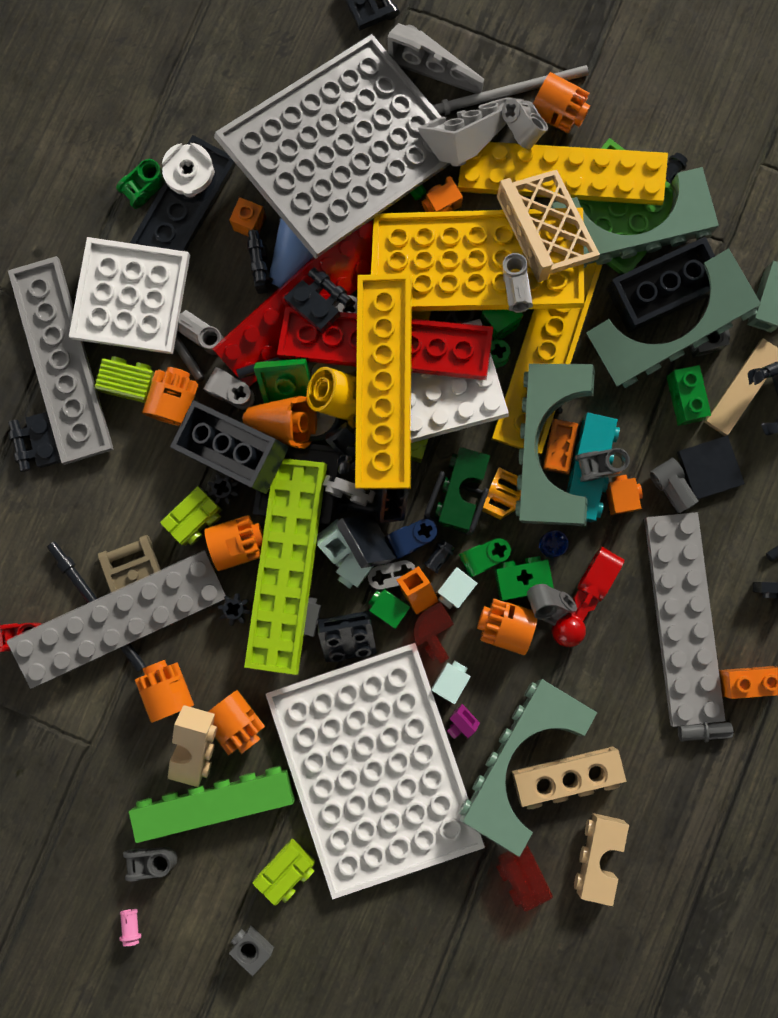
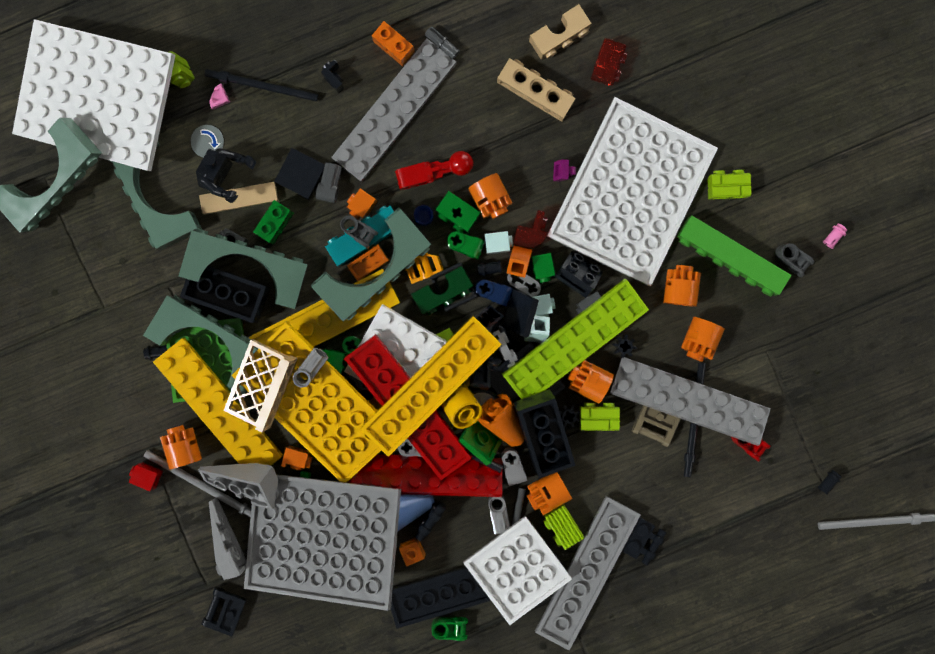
camera: 140 degrees left, 5 degrees up
(186, 155) = (427, 617): white plate -> none
(193, 736) = (714, 294): tan arch -> none
(250, 961) = (789, 157): dark grey brick -> none
(312, 305) = (426, 466): black plate -> none
(451, 681) = (548, 197): light aqua brick -> none
(489, 807) = (593, 114): sand green arch -> none
(524, 122) = (211, 453): light grey piece -> none
(550, 603) = (457, 185): dark grey piece -> none
(565, 47) = (145, 476): none -> red brick

